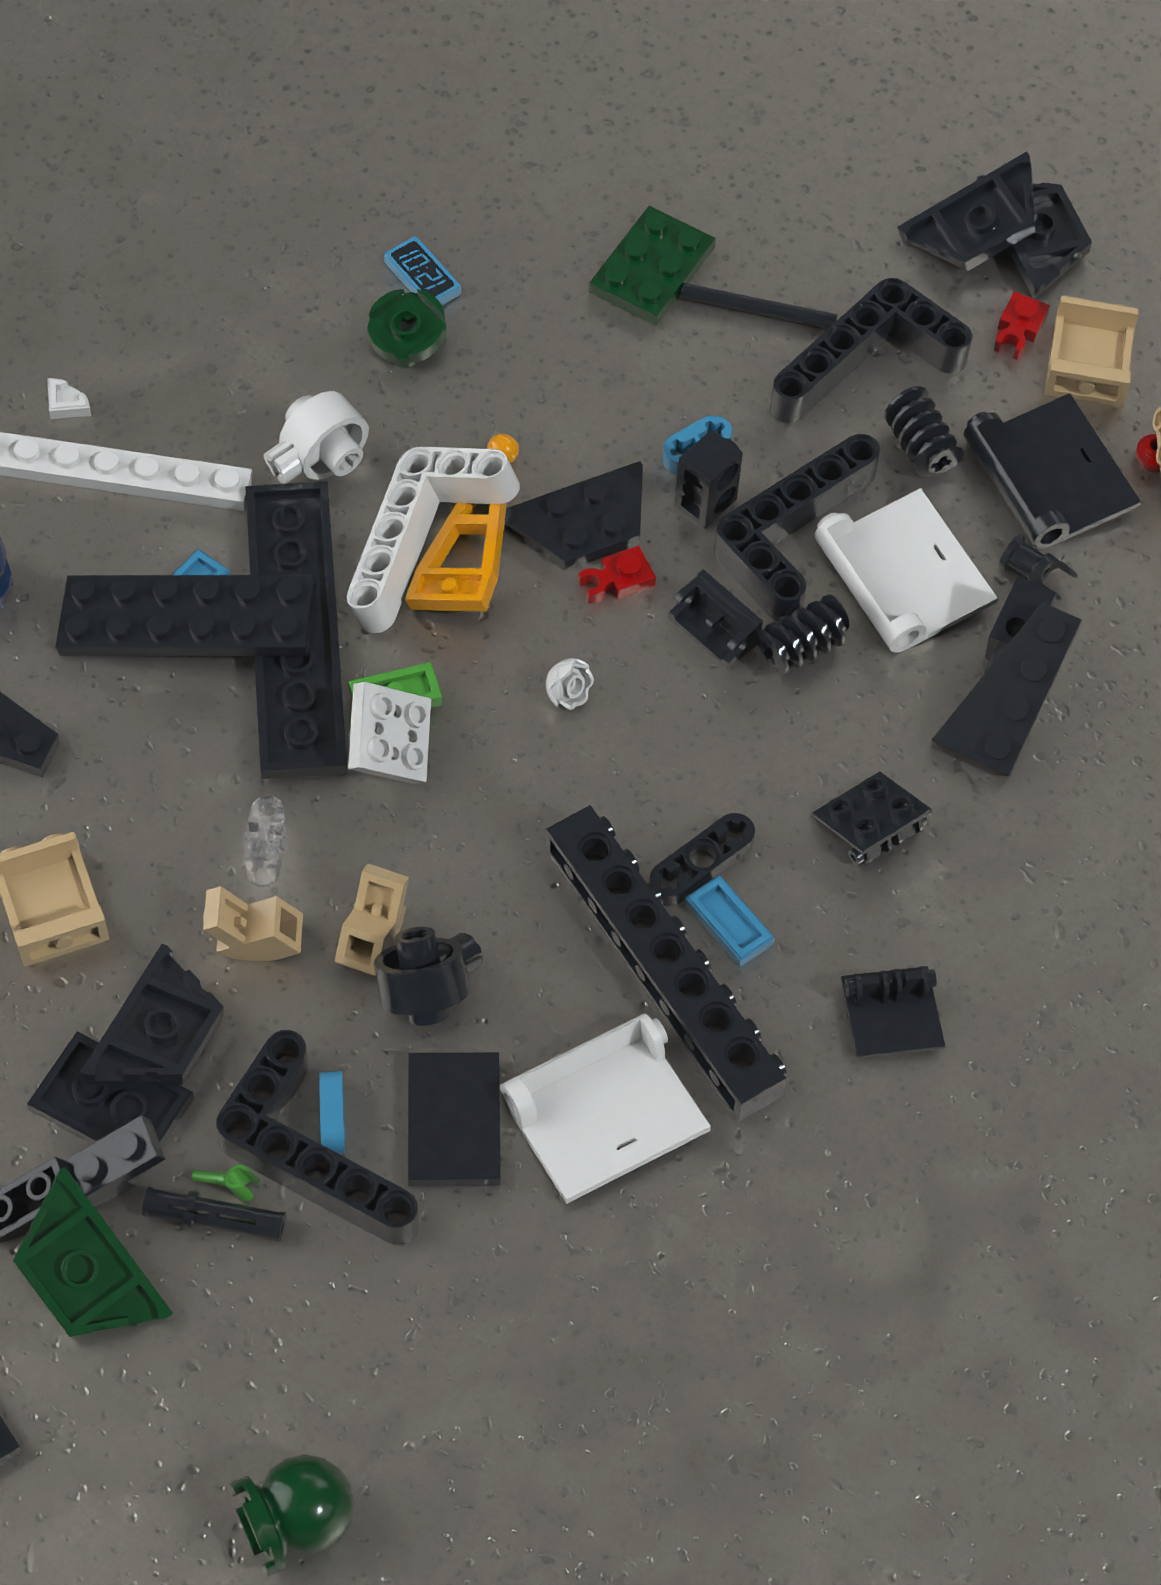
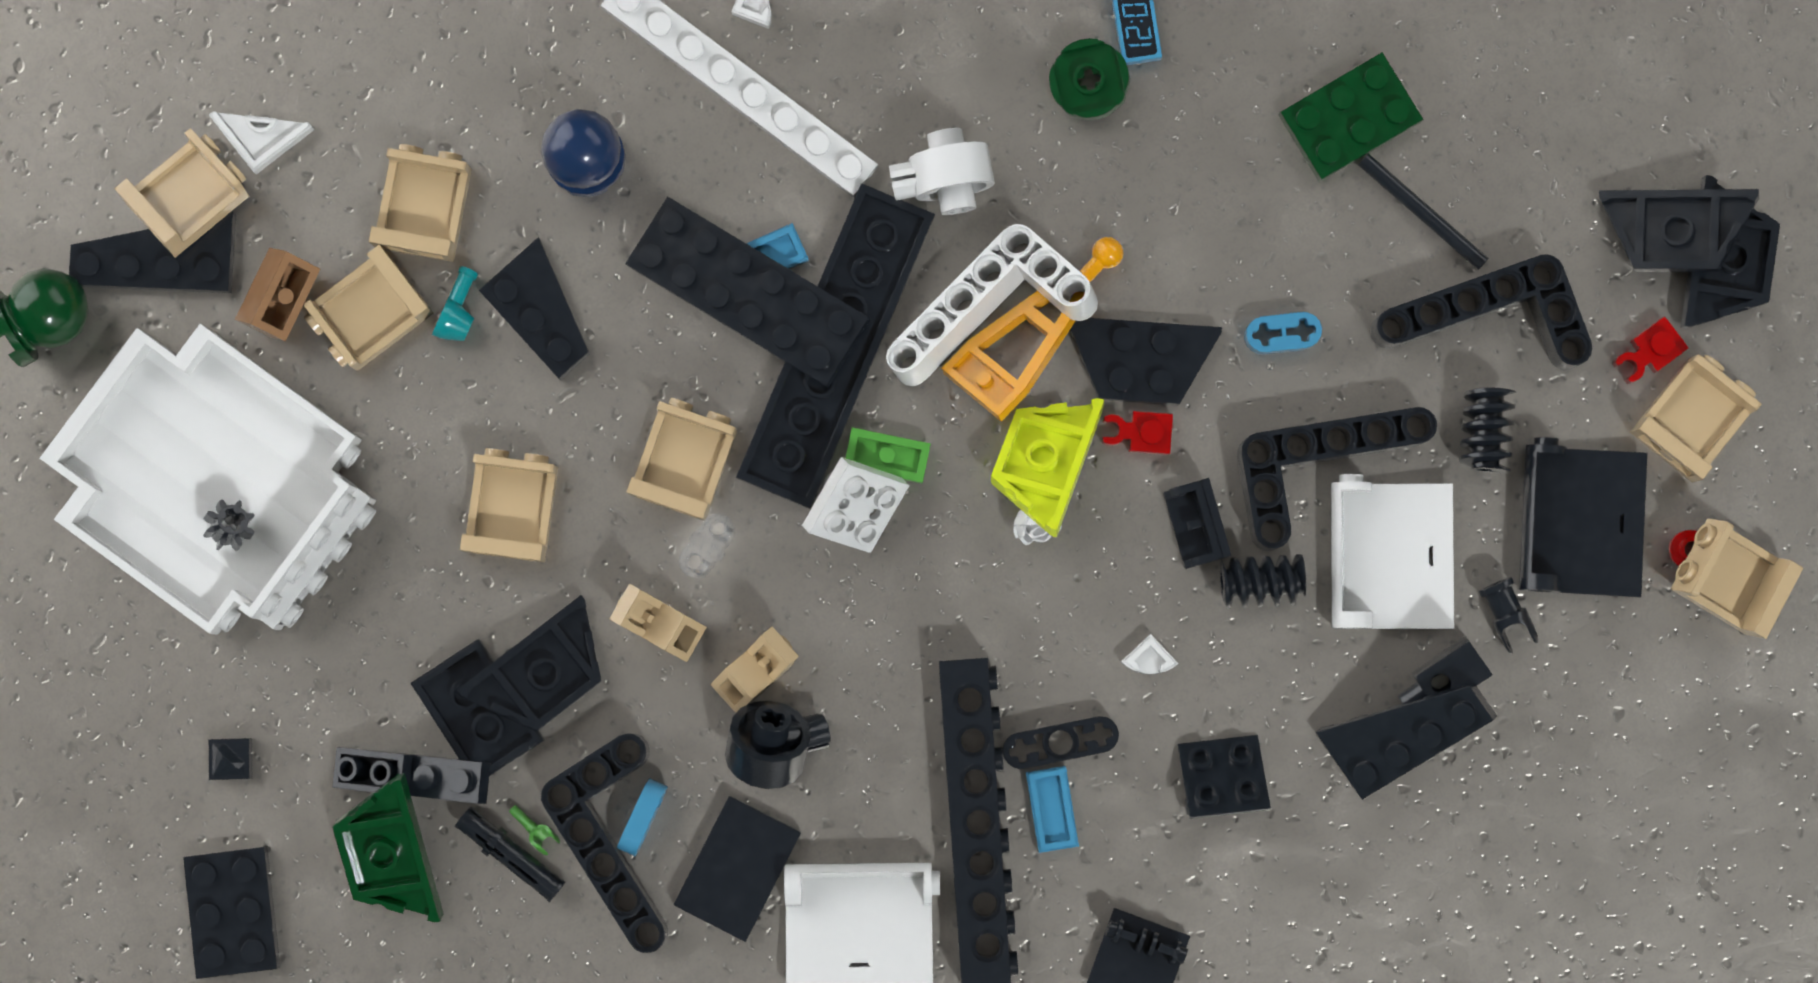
camera: 30 degrees right, 25 degrees up
(200, 782) = (683, 459): none -> tan panel
(545, 625) = (1045, 459): none -> neon yellow wing
(708, 478) = (1266, 387): black brick -> none
(741, 752) = (1149, 658): none -> white tile

